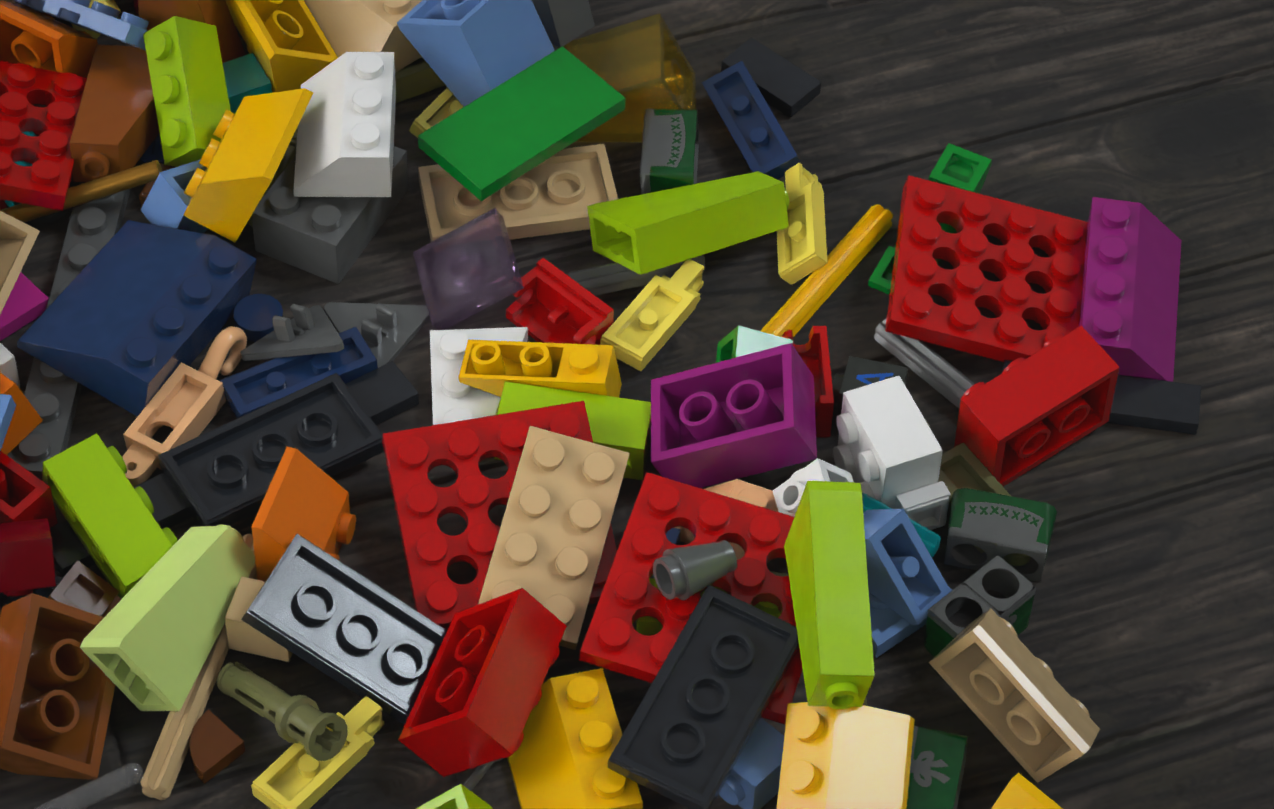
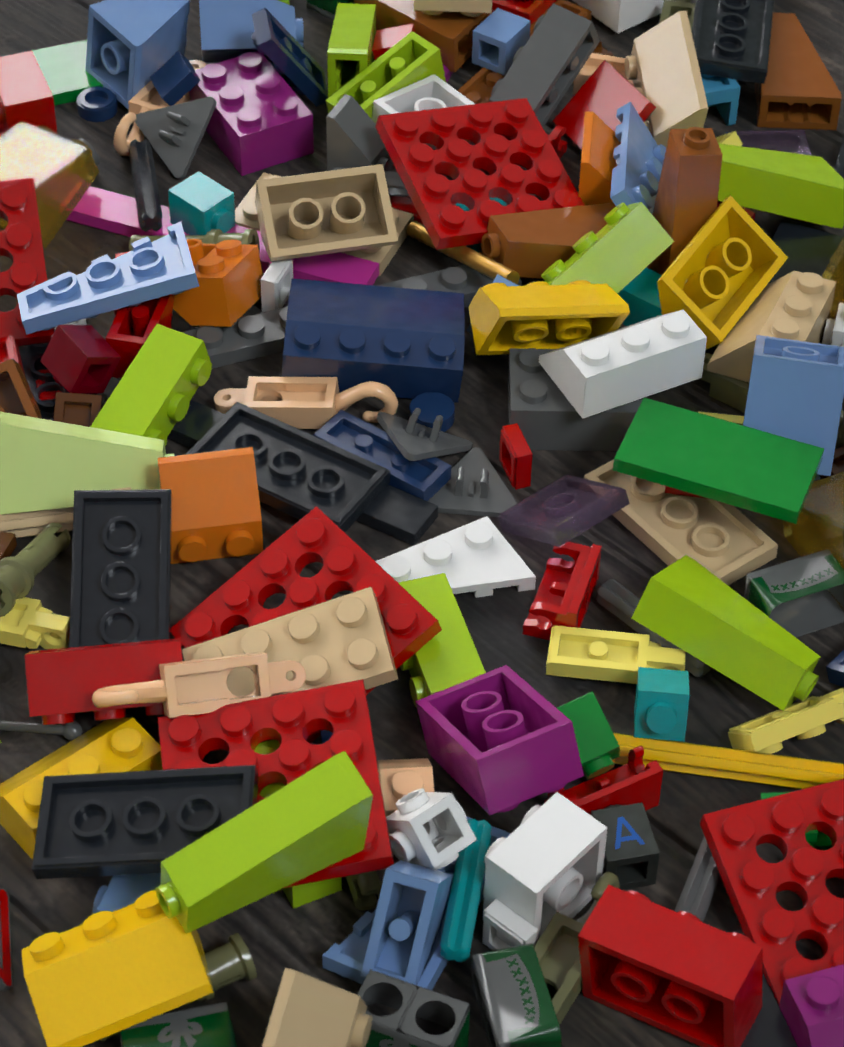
camera: 65 degrees right, 5 degrees down
(371, 276) = (515, 456): none -> red tile
(550, 365) = (483, 602): yellow slope -> none
(570, 605) = (201, 684): none -> light nougat piece
(692, 568) = (261, 743): dark grey cone -> none
(741, 298) = (661, 704): none -> teal brick

